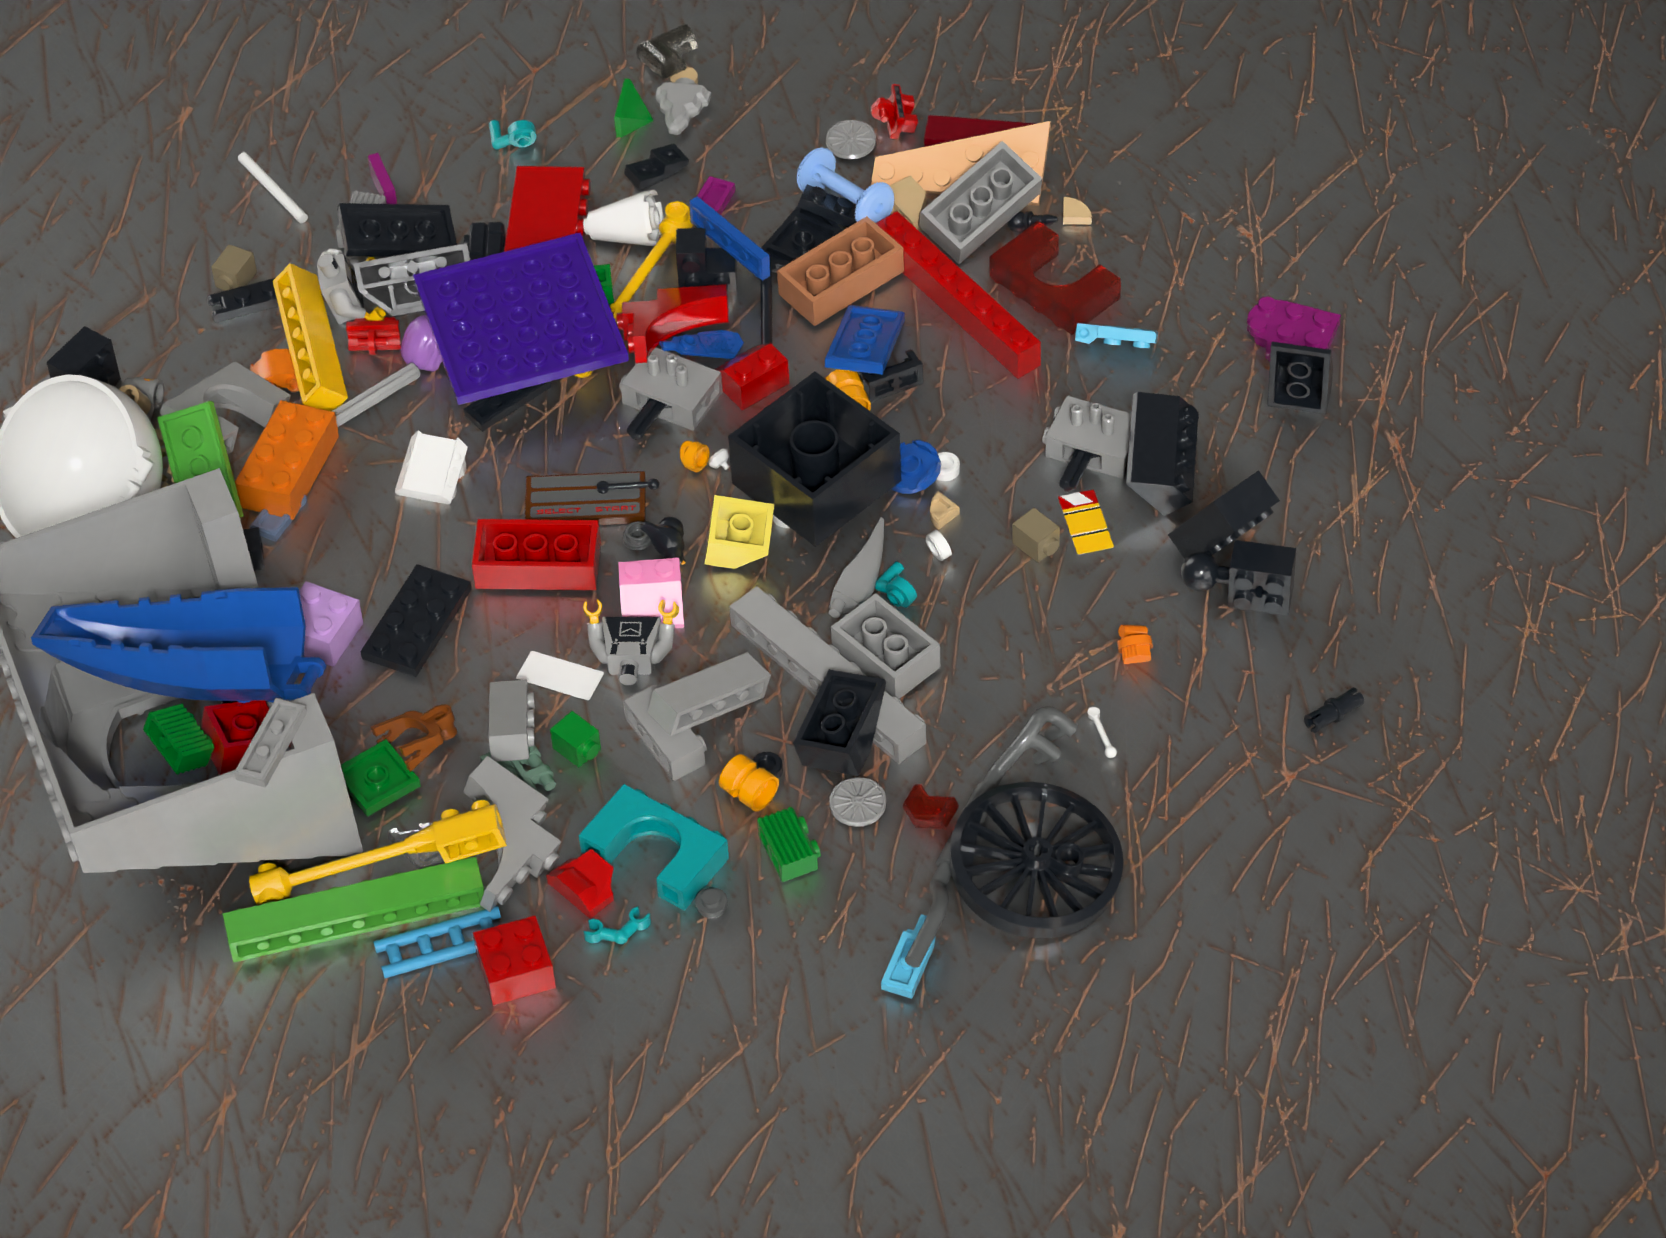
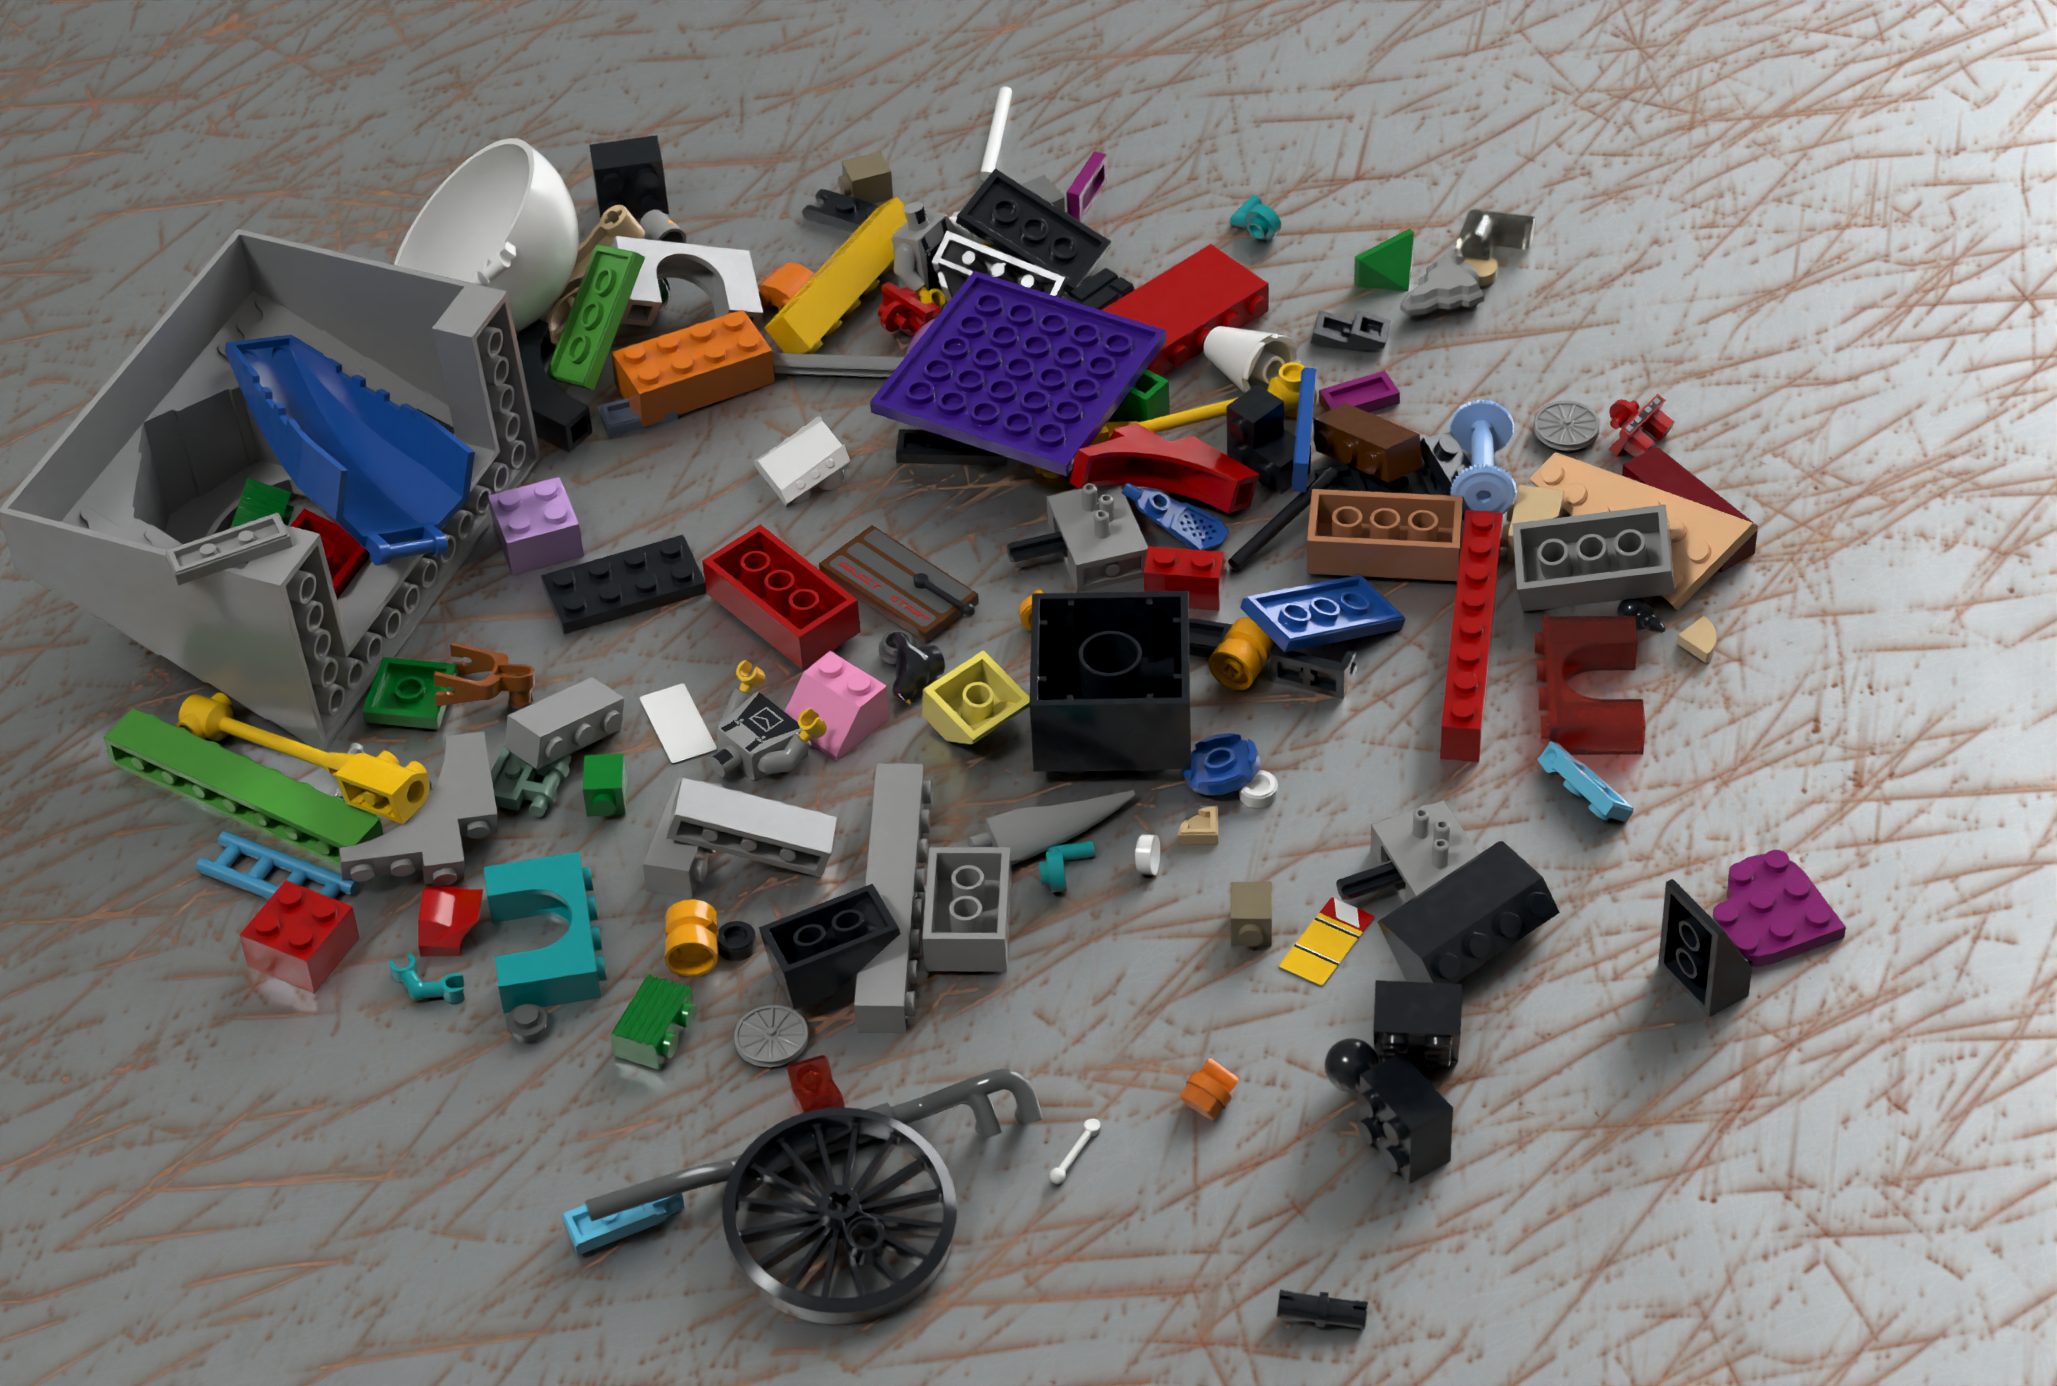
camera: 45 degrees right, 5 degrees down
(773, 220) = (1367, 442): none -> reddish brown brick

